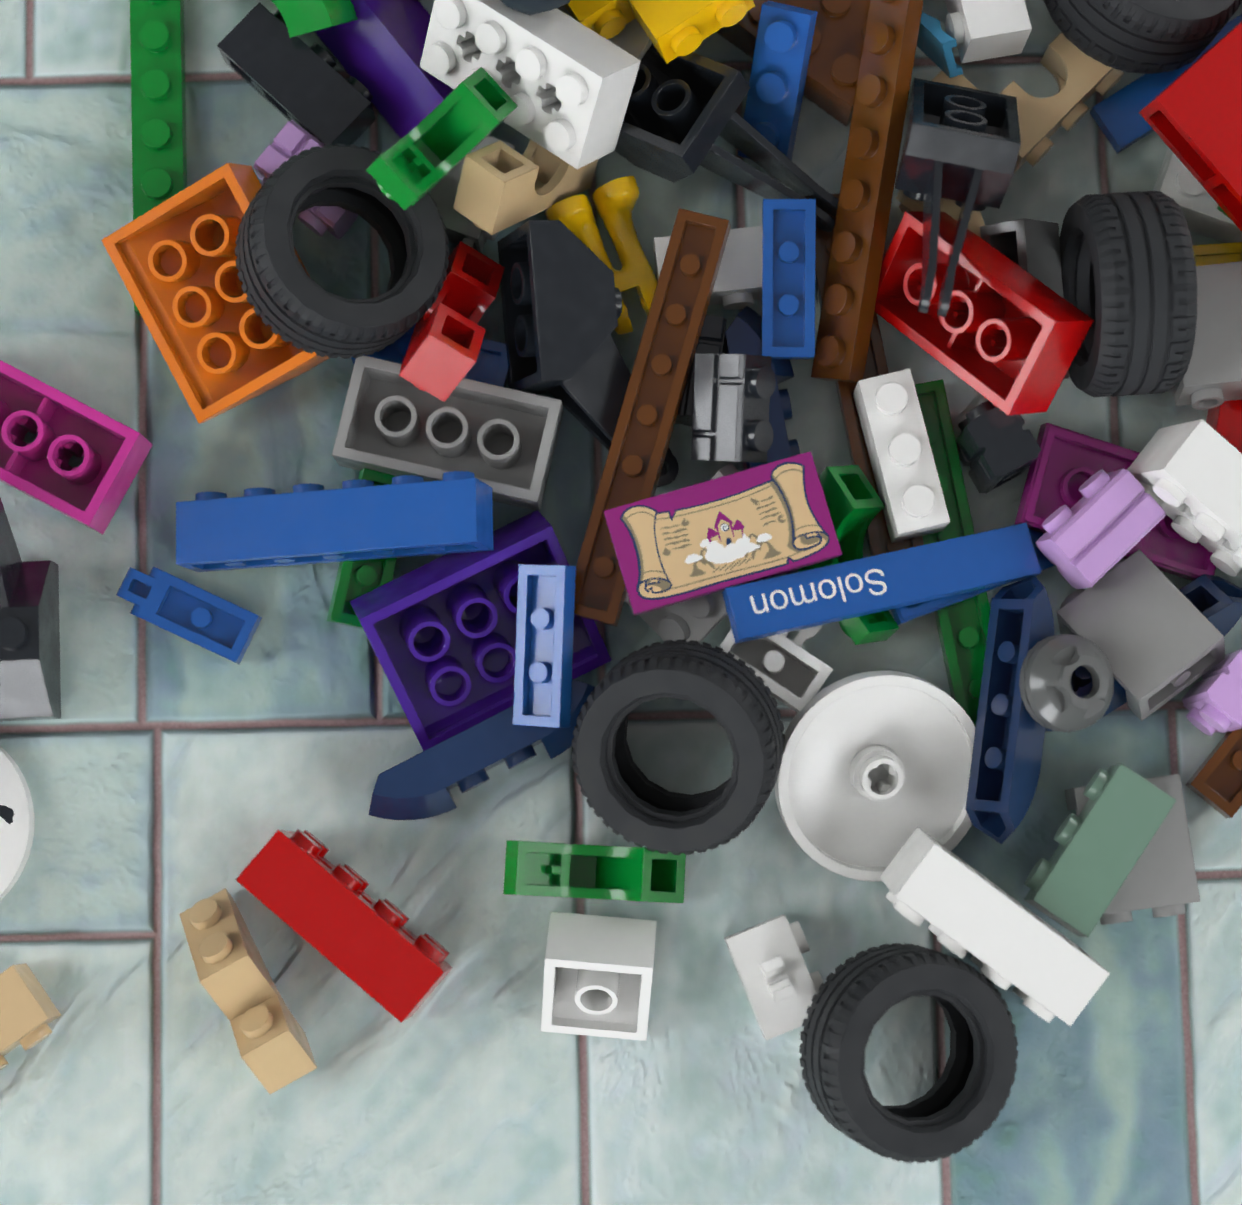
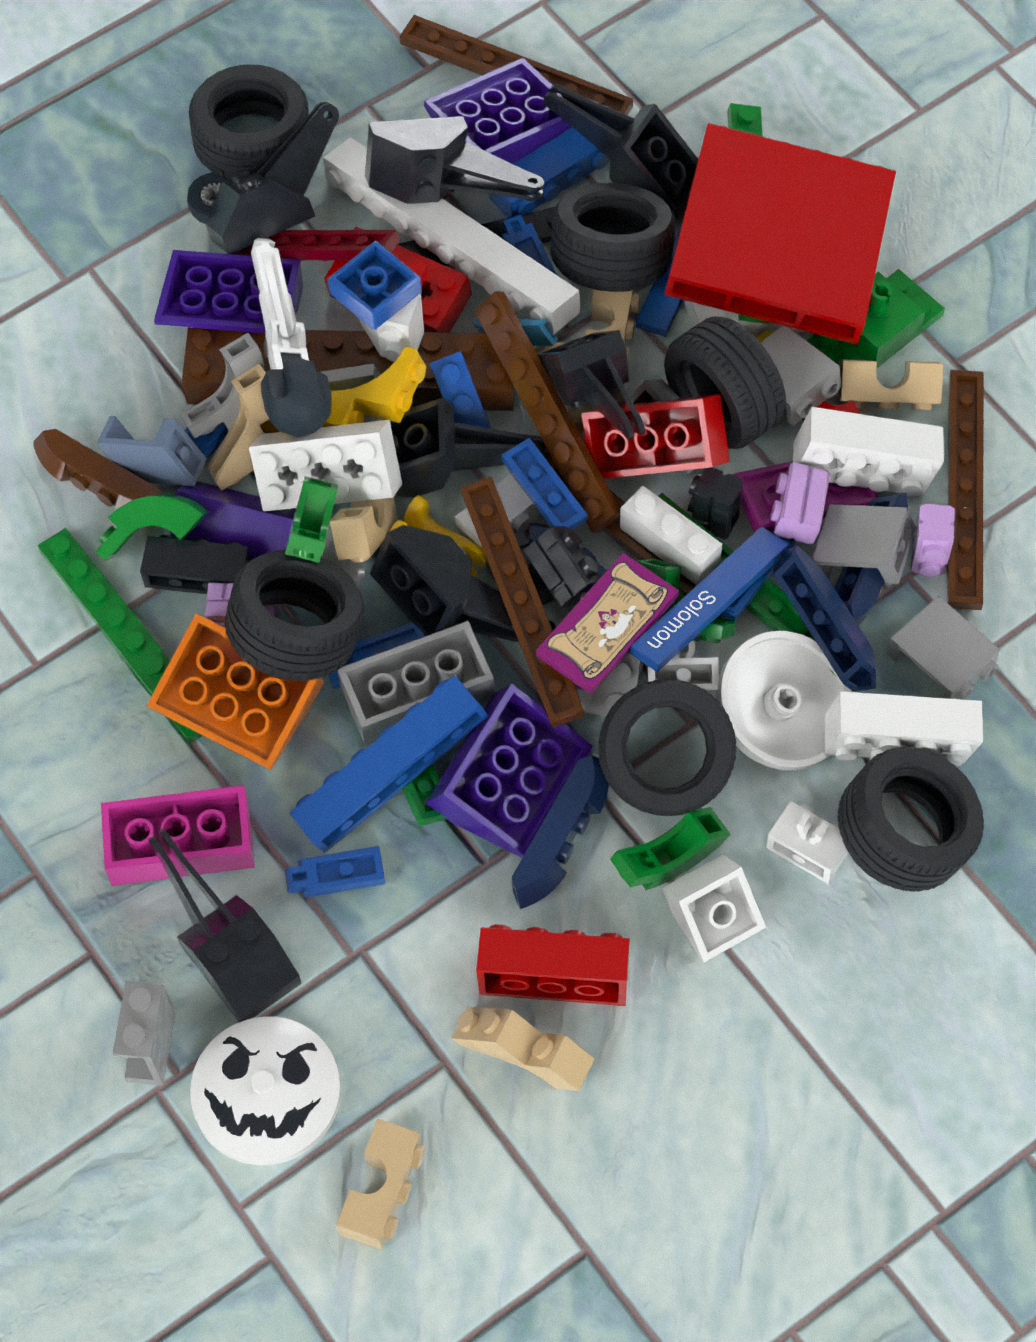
camera: 35 degrees left, 20 degrees down
(448, 334) = (385, 622): red arch -> none
(544, 645) = (554, 744): plate -> none
(1047, 684) = (839, 587): dark grey piece -> none
(1097, 848) = (926, 648): sand green brick -> none

